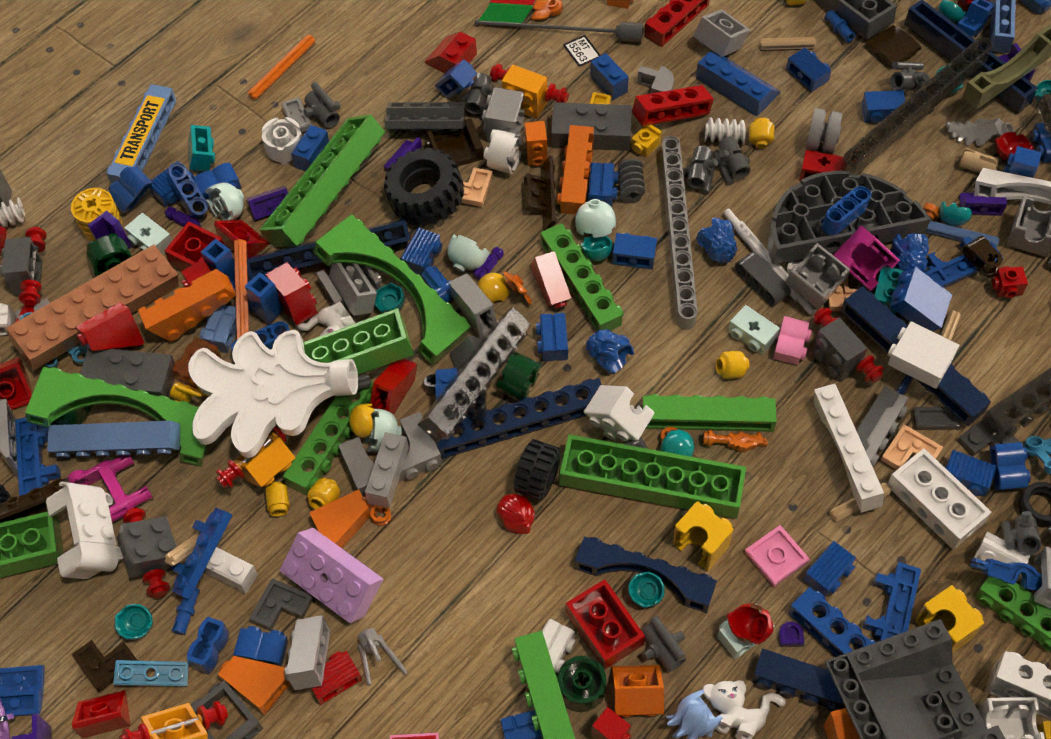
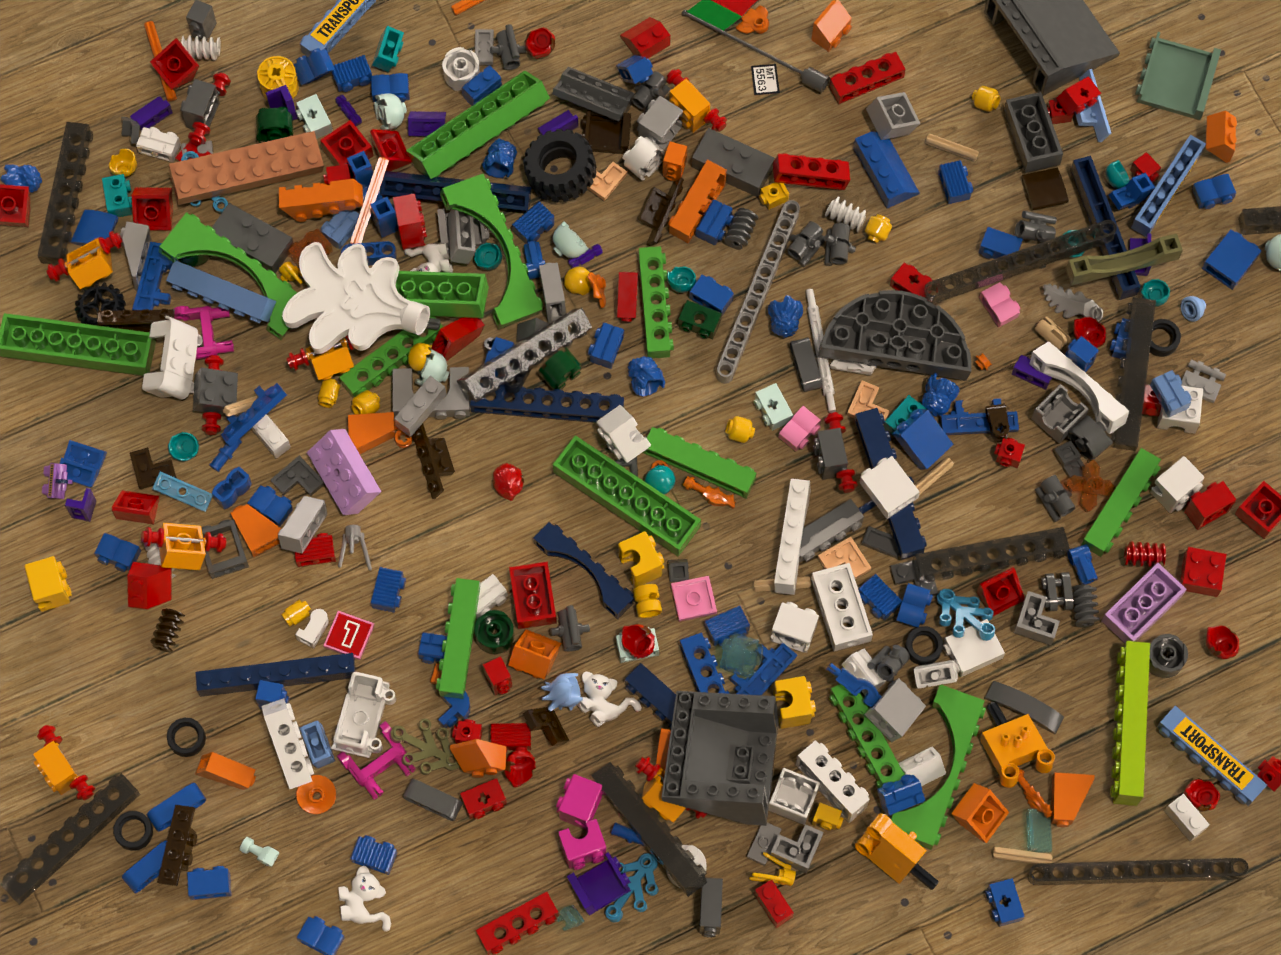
camera: 20 degrees right, 10 degrees up
(110, 330) = (250, 195): red slope -> none
(187, 181) = (354, 81): blue beam -> none
(351, 91) = (540, 42): none -> red hair
(360, 202) = (500, 159): none -> blue hair
(424, 523) = (434, 460): none -> dark brown bracket
(436, 687) = (387, 590): none -> blue brick
(537, 469) = (537, 453): black tyre -> none
(595, 218) = (691, 254): light aqua cylinder -> none
(599, 98) = (754, 139): yellow tile -> none
(609, 76) = (773, 118): blue brick -> none
(642, 270) = (694, 311): none -> dark green brick
(646, 589) = (577, 582): teal hair -> none
(656, 80) = (816, 141): light grey brick -> none
(730, 576) = (647, 597): none -> yellow wheel
(745, 532) = (678, 570): none -> dark grey slope
(791, 635) = (672, 662): dark purple tile -> none
(817, 276) = (844, 384): light grey piece -> none
(823, 131) = (929, 251): light grey wheel -> none
(840, 26) = (1008, 149): blue pin -> none
(846, 210) = (904, 330): blue beam -> none
(865, 257) = (894, 382): dark pink piece -> none
(866, 592) = (741, 655): none -> clear light blue brick
(904, 539) = (794, 627): none -> white piece
(914, 156) = (999, 304): none -> bright pink brick
(953, 215) = (1000, 373): teal hair -> none
(957, 233) = (997, 392): medium blue axle -> none

